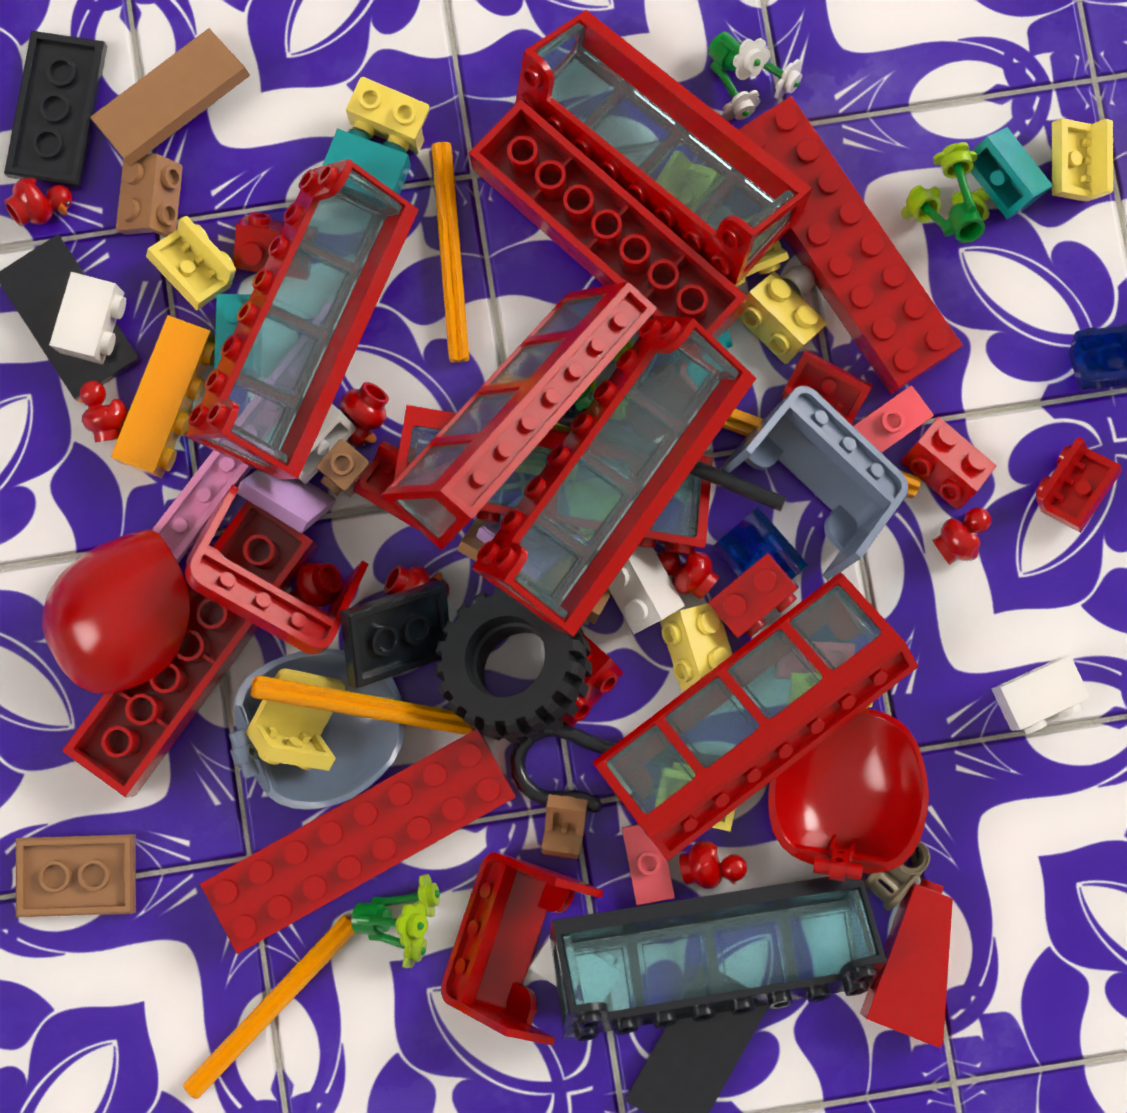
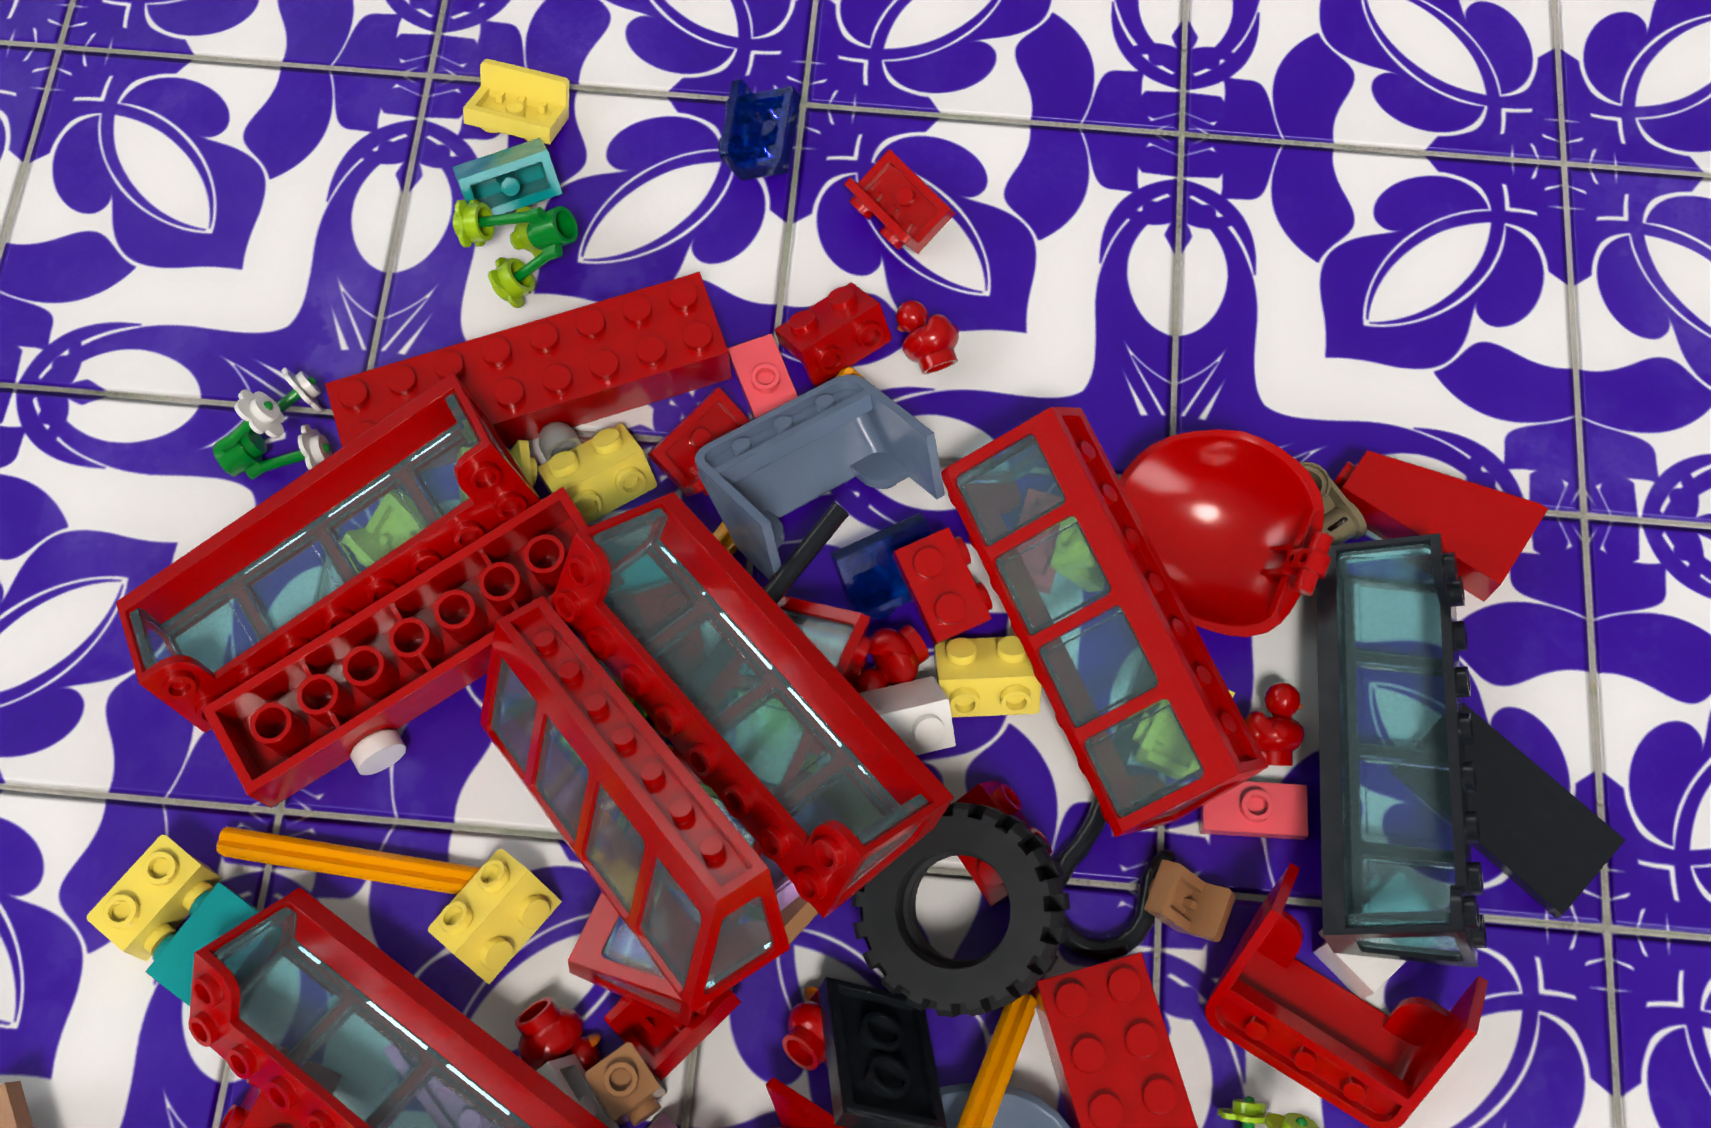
camera: 75 degrees left, 15 degrees down
(434, 345) = (494, 915): none -> light yellow bracket
(528, 228) = (377, 752): none -> white tile
(1041, 694) = (1137, 300): white brick -> none

